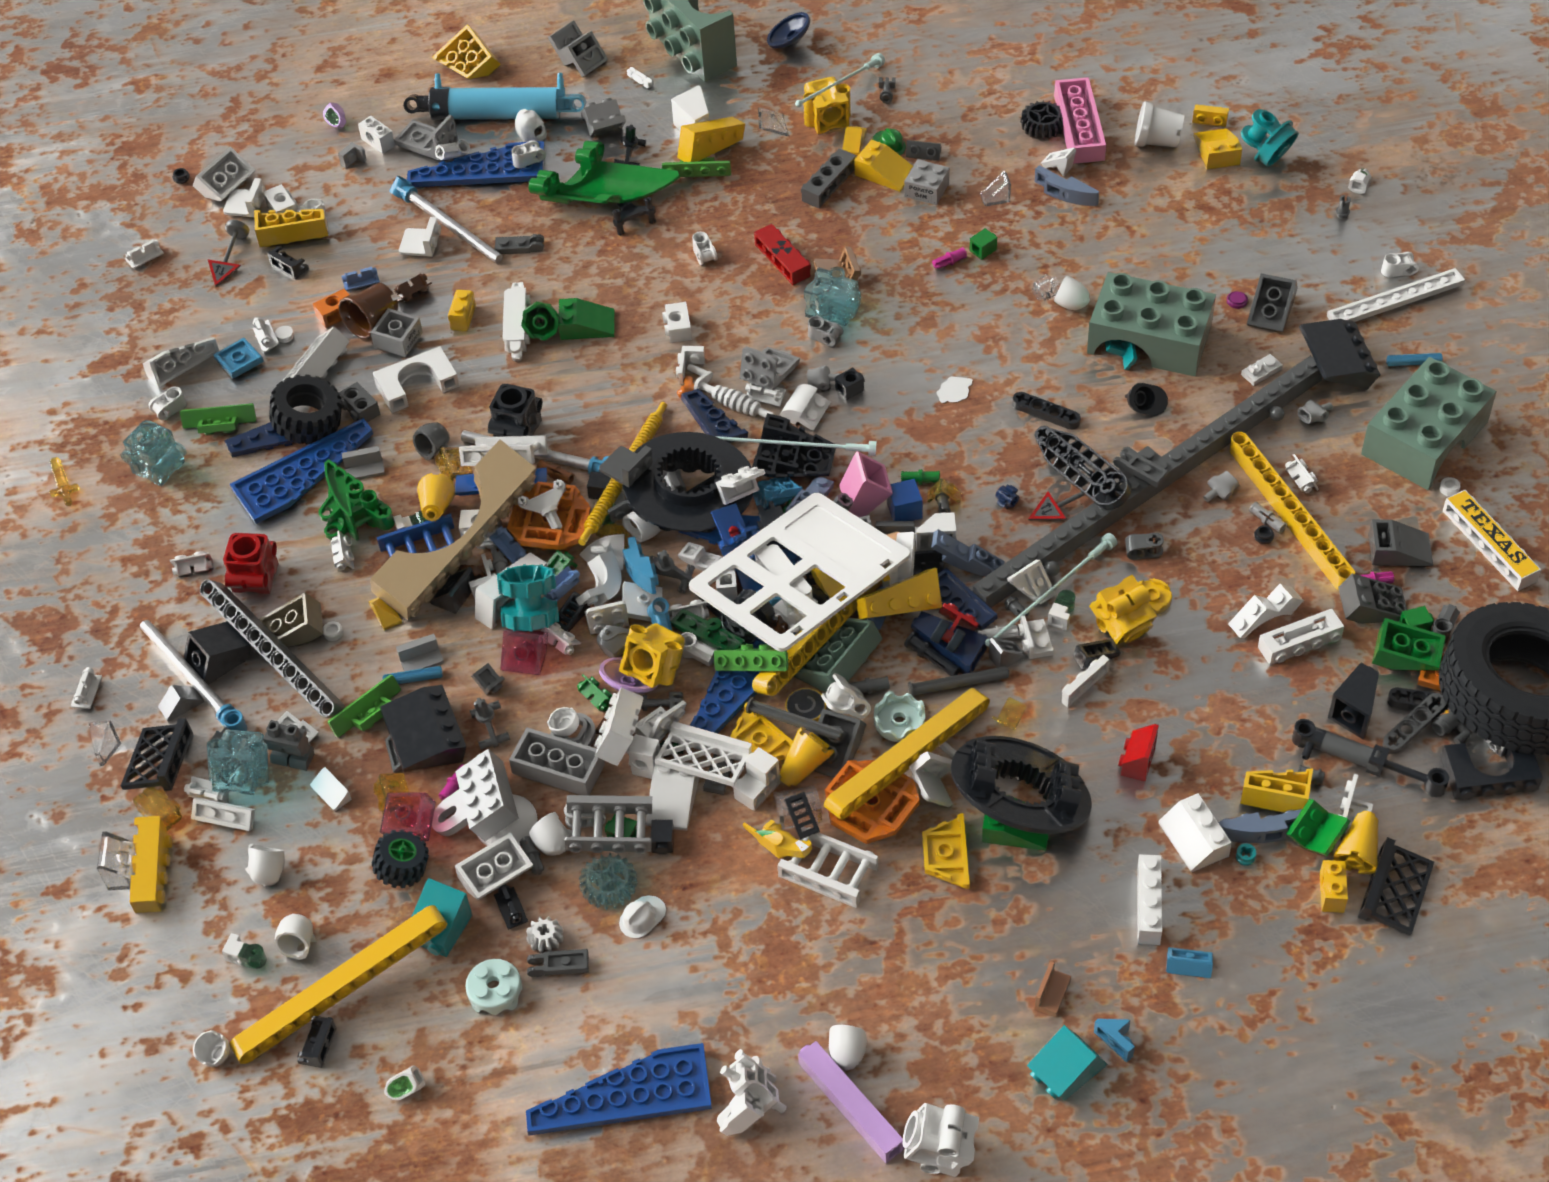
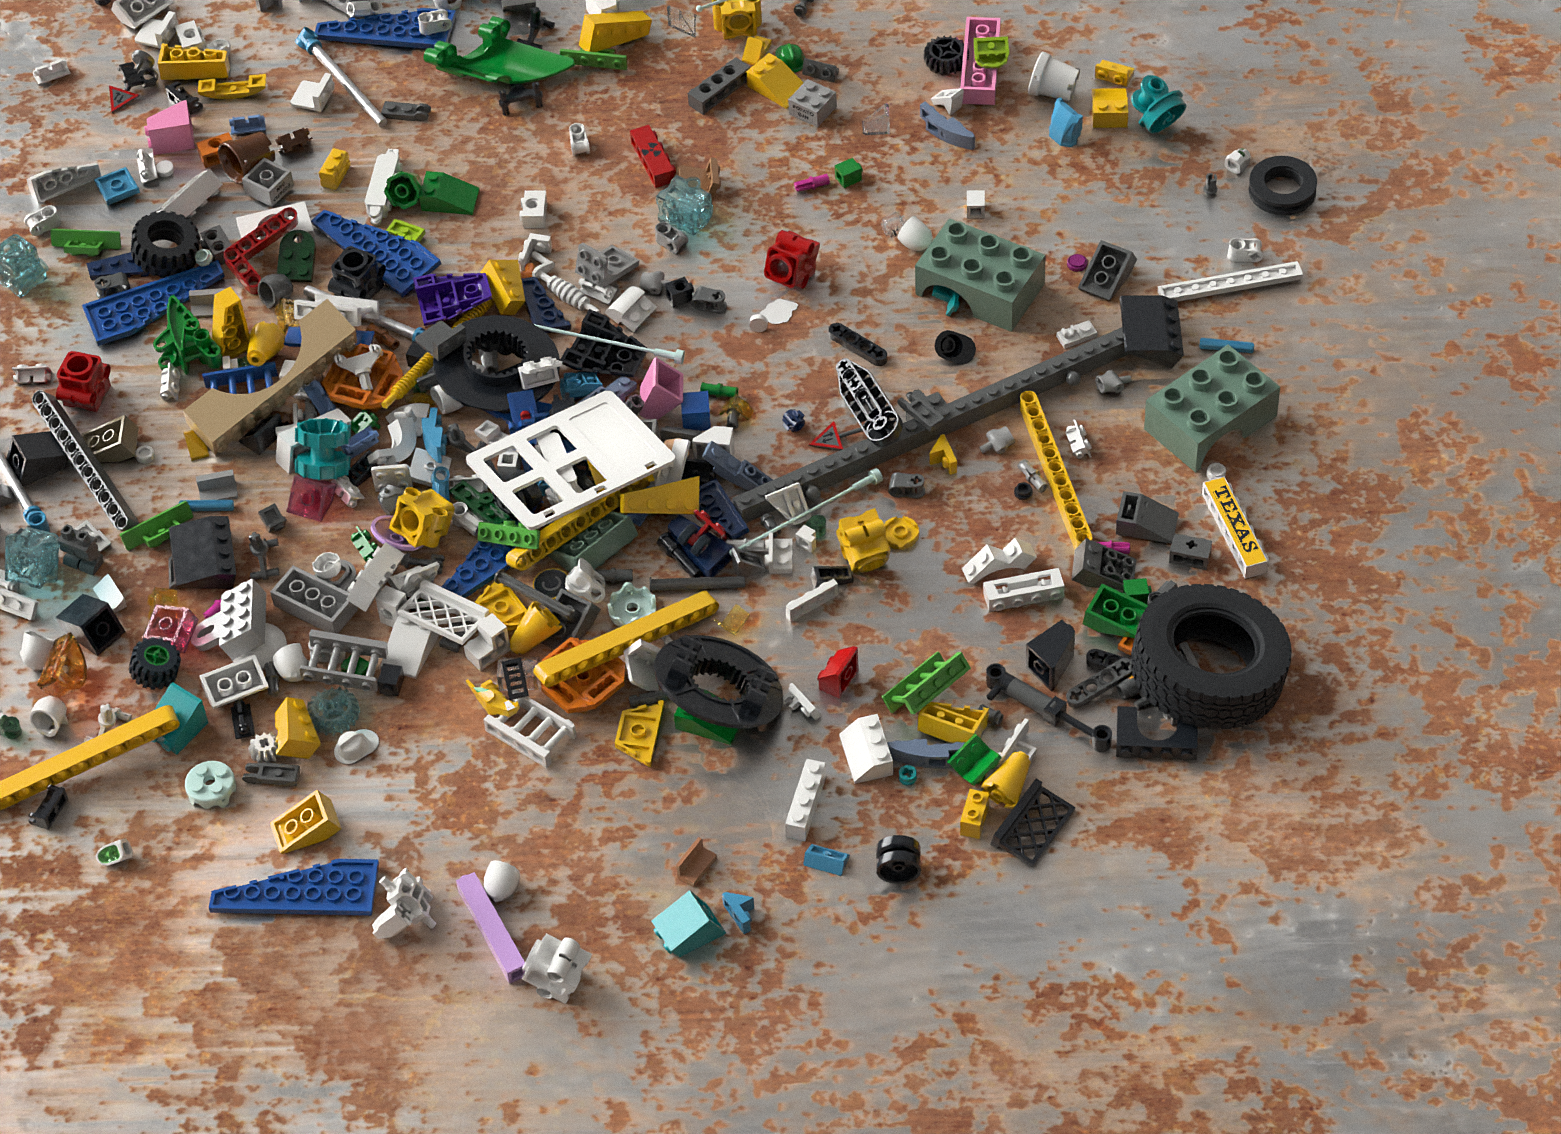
camera: 10 degrees right, 0 degrees up
(232, 249) = (133, 78): none -> black piece
(257, 459) = (112, 284): none -> dark grey piece
(283, 294) = (170, 130): none -> bright pink slope
(297, 865) = (67, 653): none -> clear orange window
(317, 824) = (91, 623): none -> black slope
(336, 247) = (232, 90): none -> yellow slope
(348, 417) = (203, 257): none -> light aqua plate
(362, 931) = (108, 718): none -> white axle
(395, 392) = (257, 246): none -> red beam
(396, 480) = (229, 324): none -> yellow wedge
(446, 404) = (297, 259): none -> dark green plate
(554, 365) = (407, 230): none -> lime plate
(561, 391) = (401, 257): none -> blue wing
(574, 909) = (295, 730): none -> yellow wedge
(611, 1014) = (306, 823): none -> yellow slope
(616, 421) = (450, 295): none -> dark purple wedge
(670, 401) = (505, 285): none -> yellow wedge
(881, 386) = (707, 300): none -> dark grey piece
(940, 403) = (758, 323): none -> white tile
(944, 813) = (647, 698): none -> dark grey axle
(957, 335) = (791, 259): none -> red piece
(1092, 108) = (991, 51): none -> lime slope
(1117, 796) = (799, 699): none -> white plate
(1119, 256) = (975, 203): none -> white brick
(1172, 507) = (943, 453): none -> yellow slope
(1183, 168) = (1065, 124): none -> dark azure slope
(1248, 756) = (926, 682): none -> bright green fence
(1273, 951) = (898, 859): none -> black wheel
(1411, 215) = (1282, 167): none -> black tyre
(1456, 571) = (1190, 551): none -> dark grey brick

